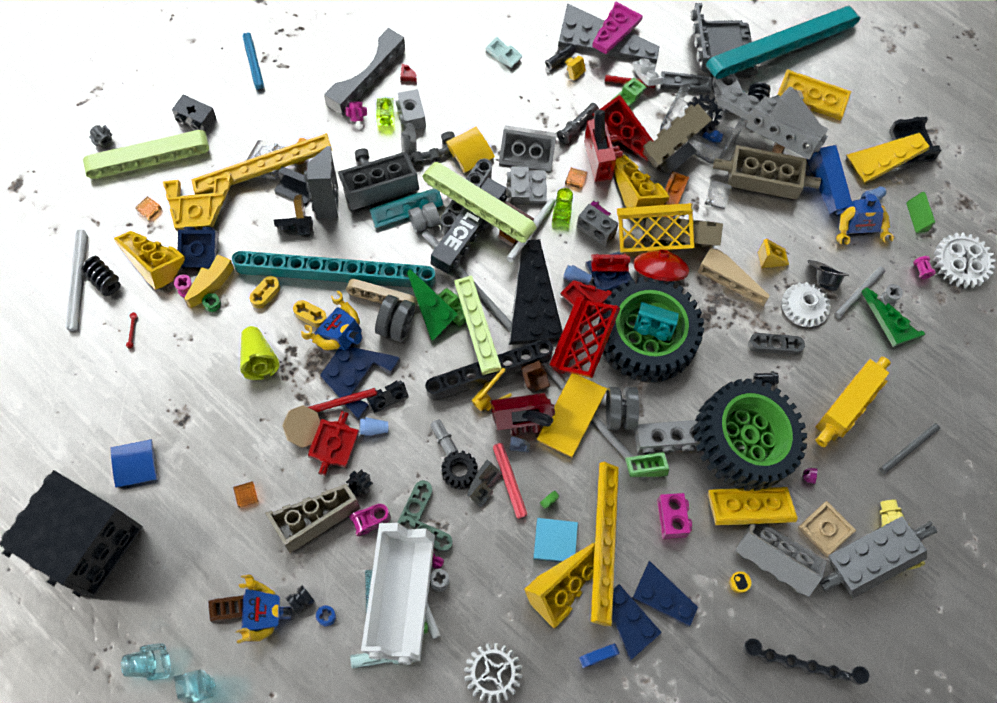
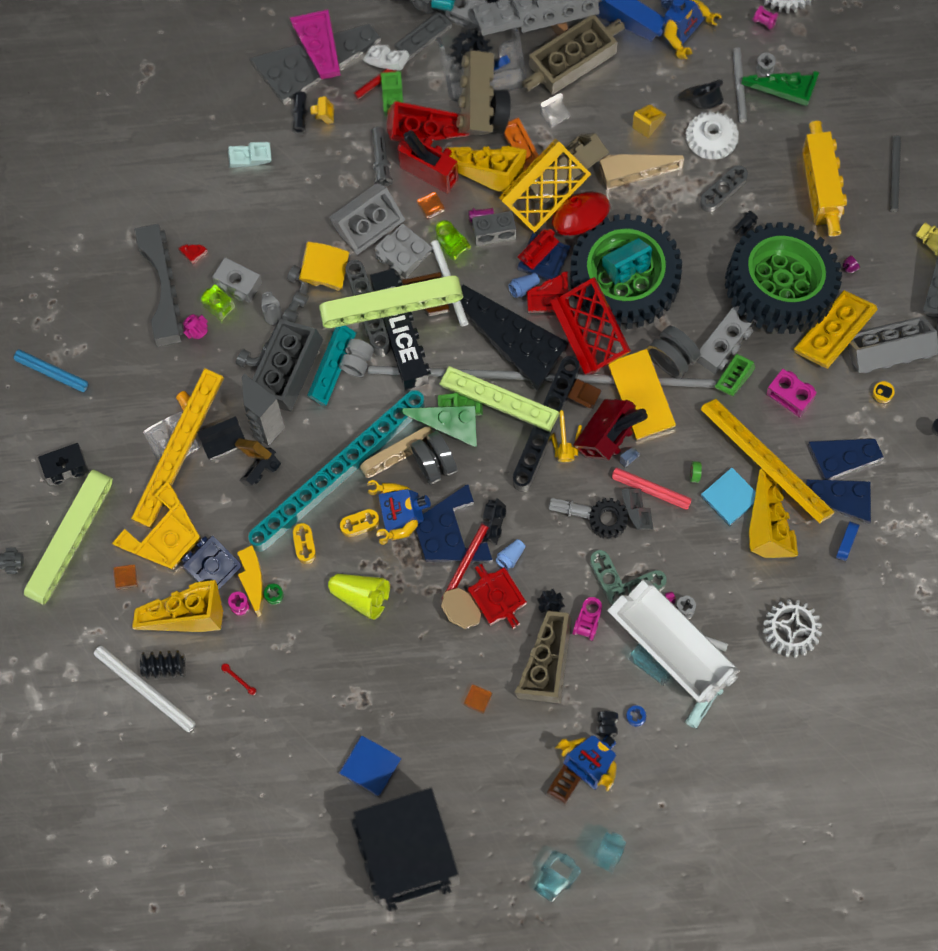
camera: 40 degrees left, 5 degrees up
(826, 529) = (900, 293): tan tile -> none

